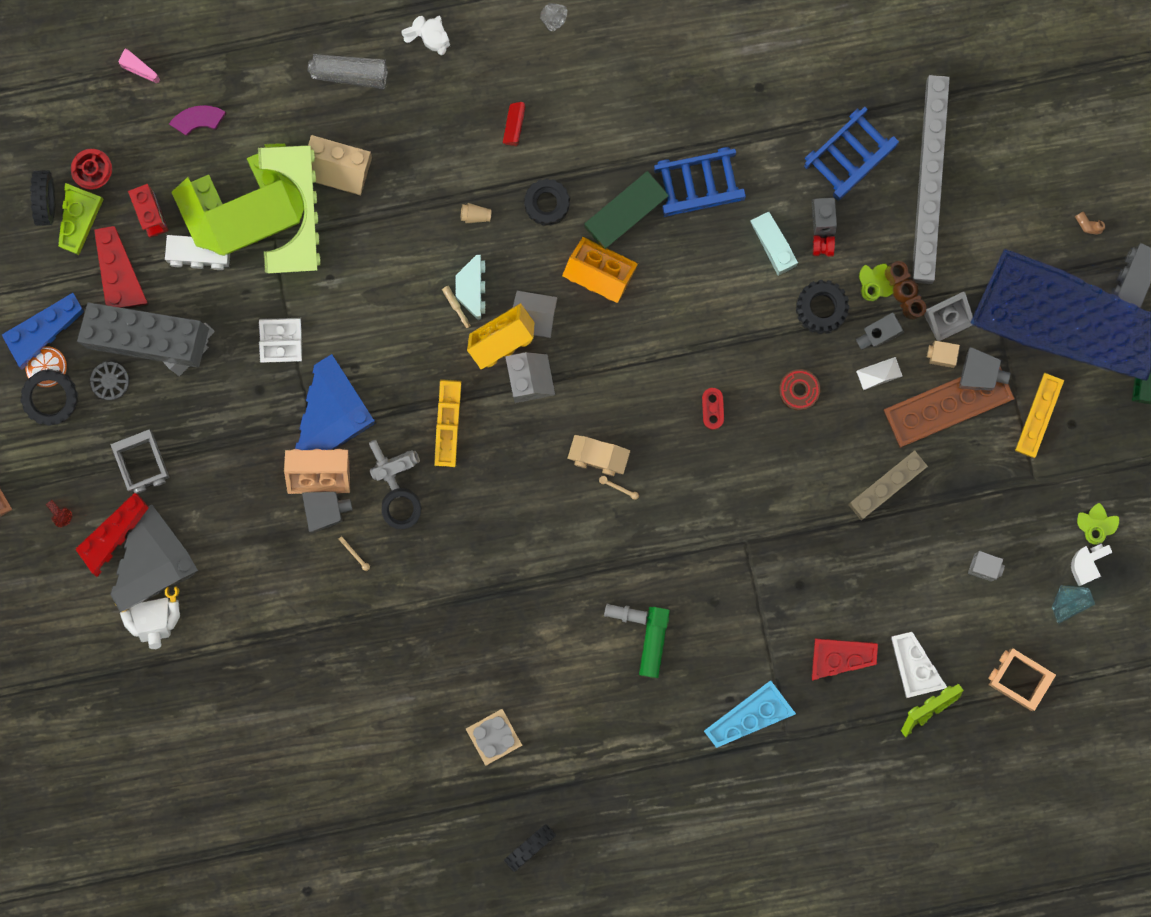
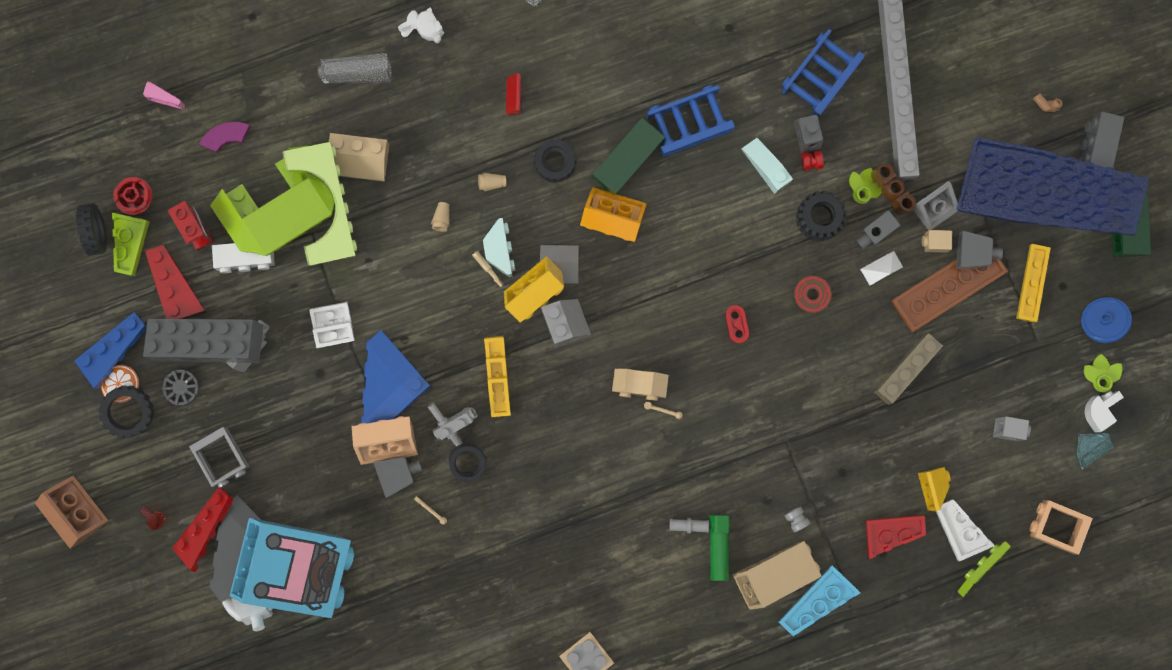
camera: 15 degrees left, 0 degrees up
(200, 588) = (291, 568): none -> brick
(415, 244) = (441, 217): none -> tan cone
(710, 681) = (777, 575): none -> tan slope
(742, 625) = (797, 519): none -> light grey wheel
(894, 613) = (934, 487): none -> yellow slope
(1110, 467) = (1106, 320): none -> blue shield

